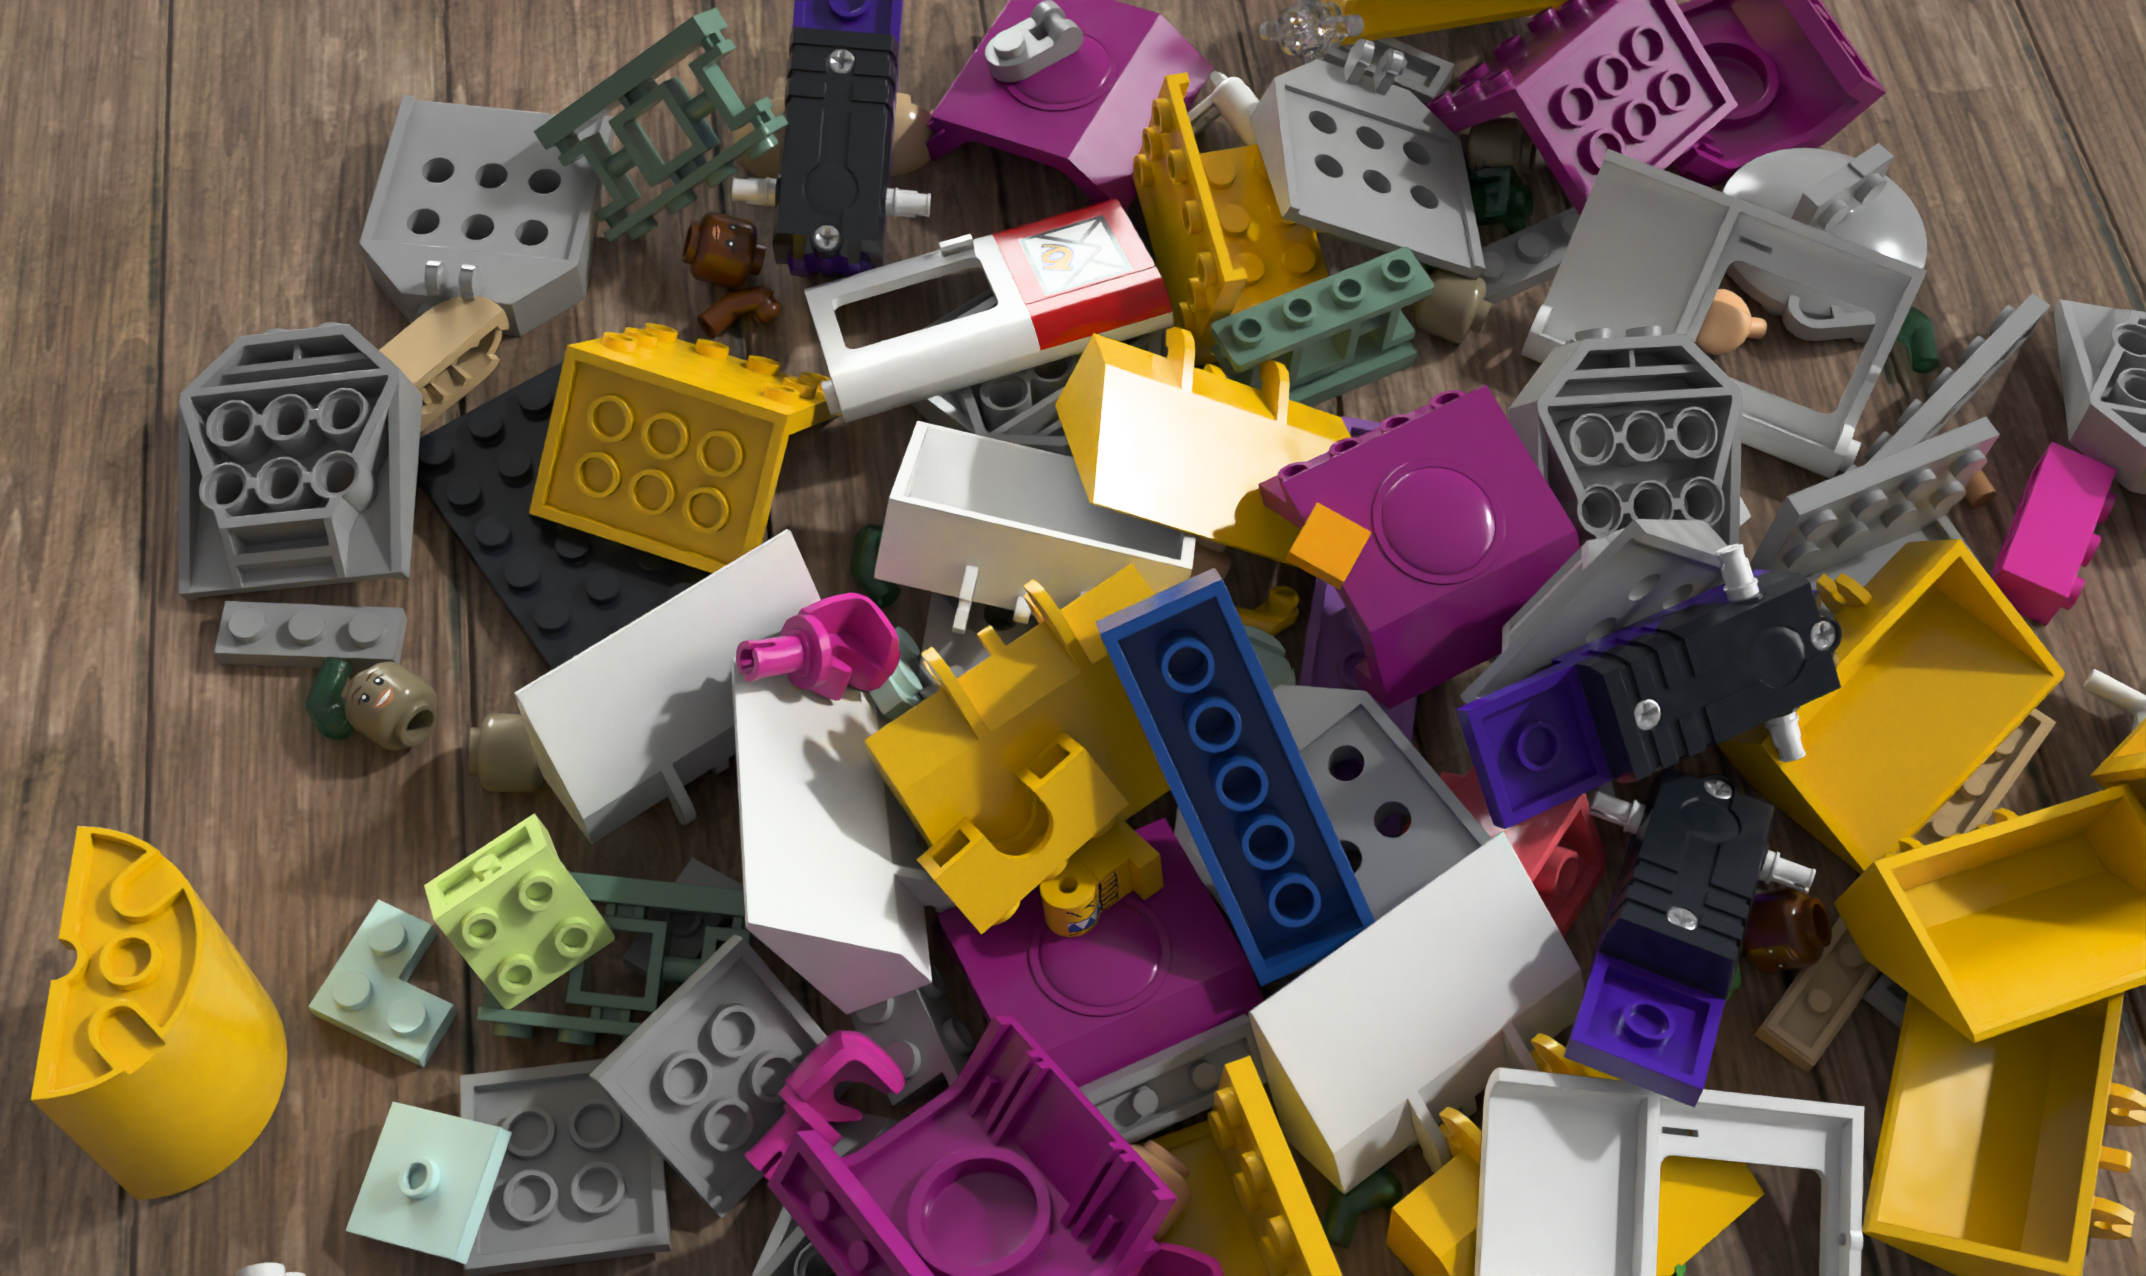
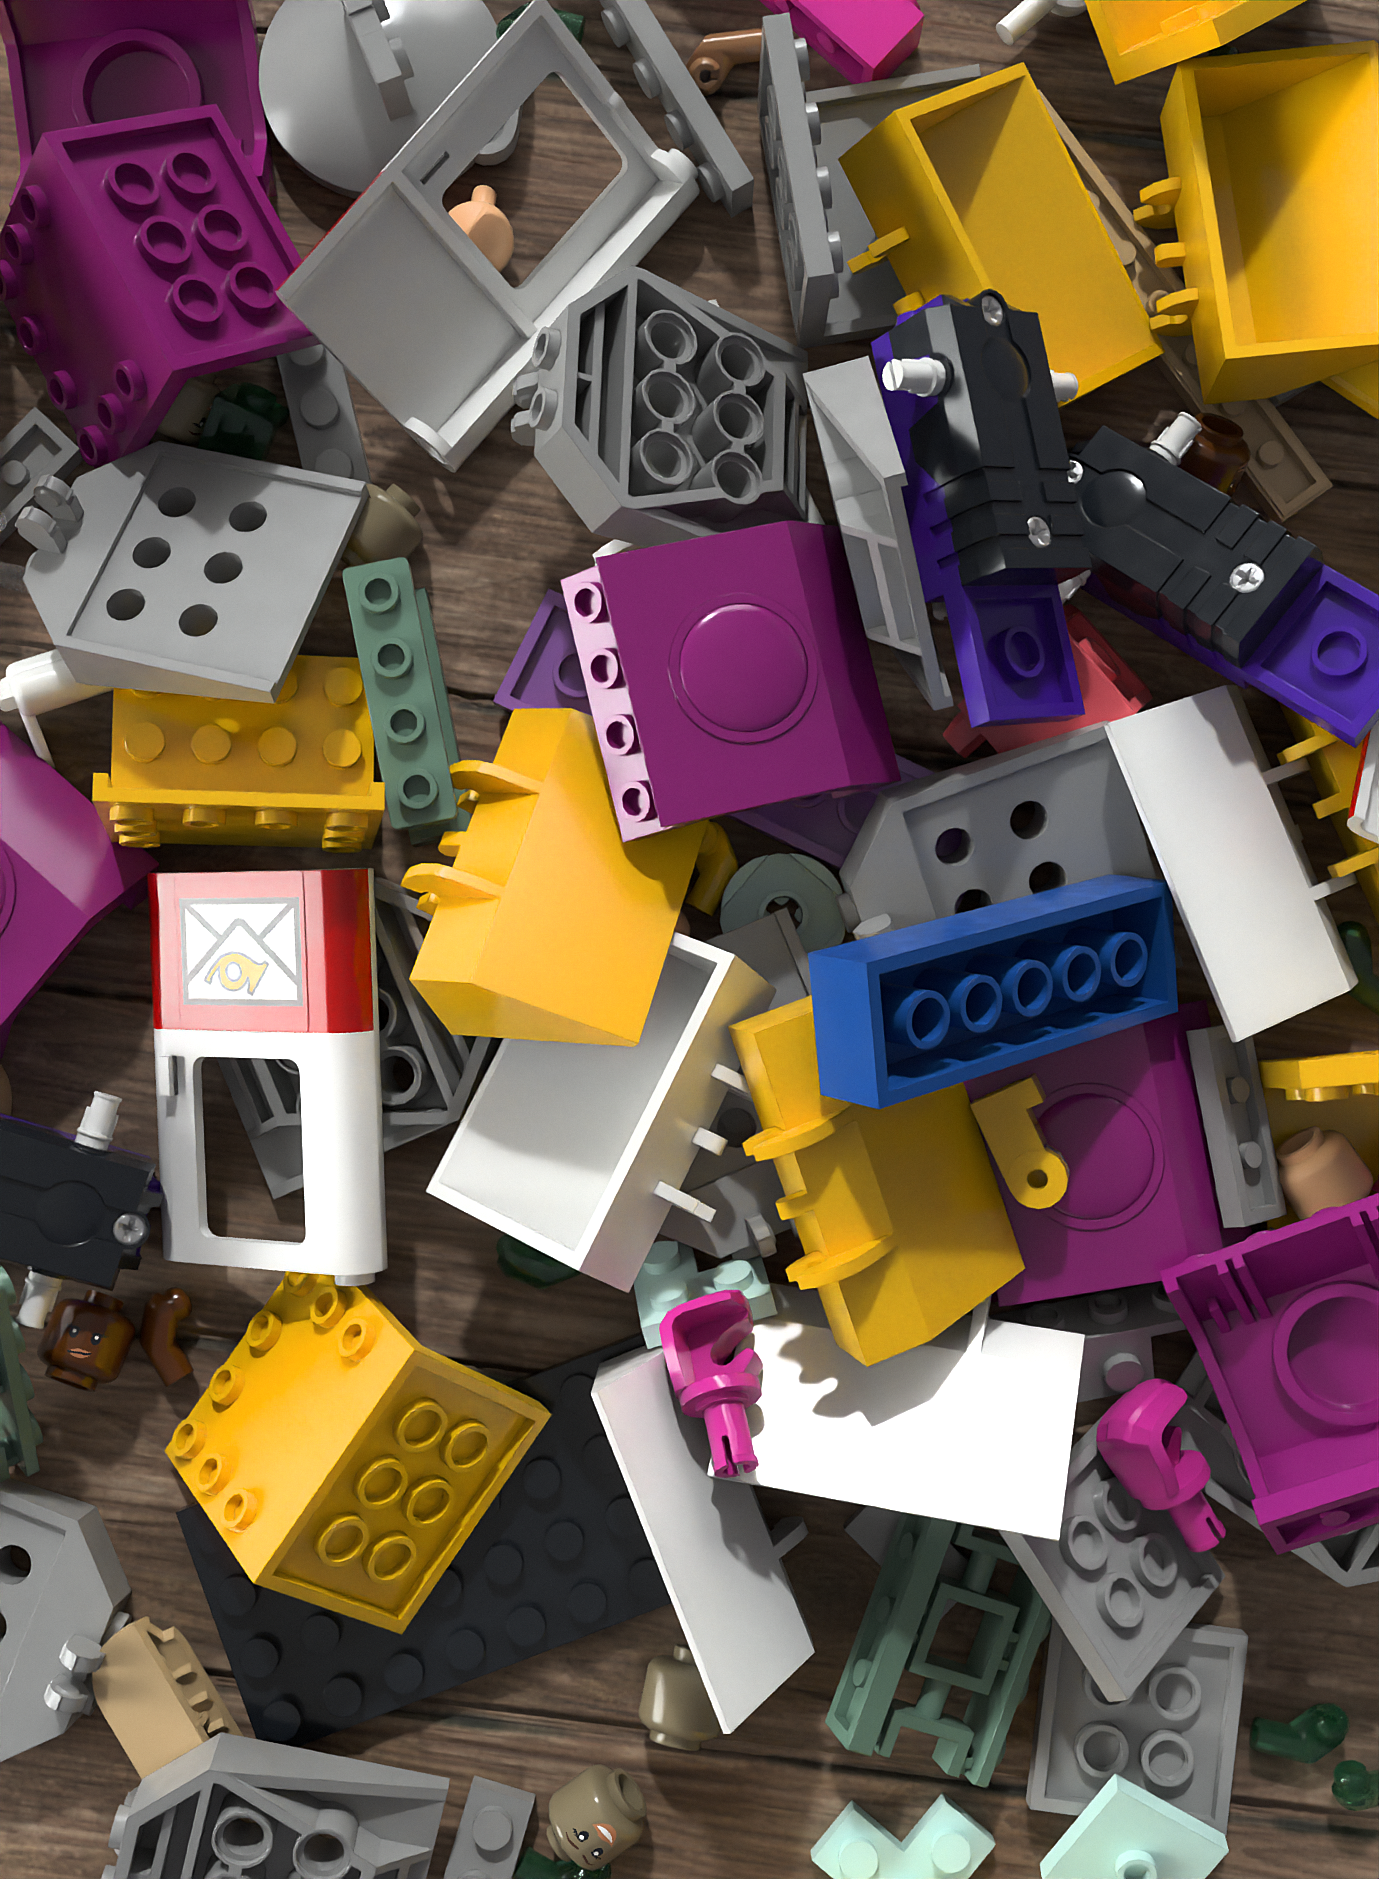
camera: 65 degrees left, 25 degrees up
(517, 913) = (907, 1753): yellowish green bracket -> none
(1069, 807) = (1013, 1257): yellow arch -> none
(1328, 545) = (754, 801): light orange tile -> none

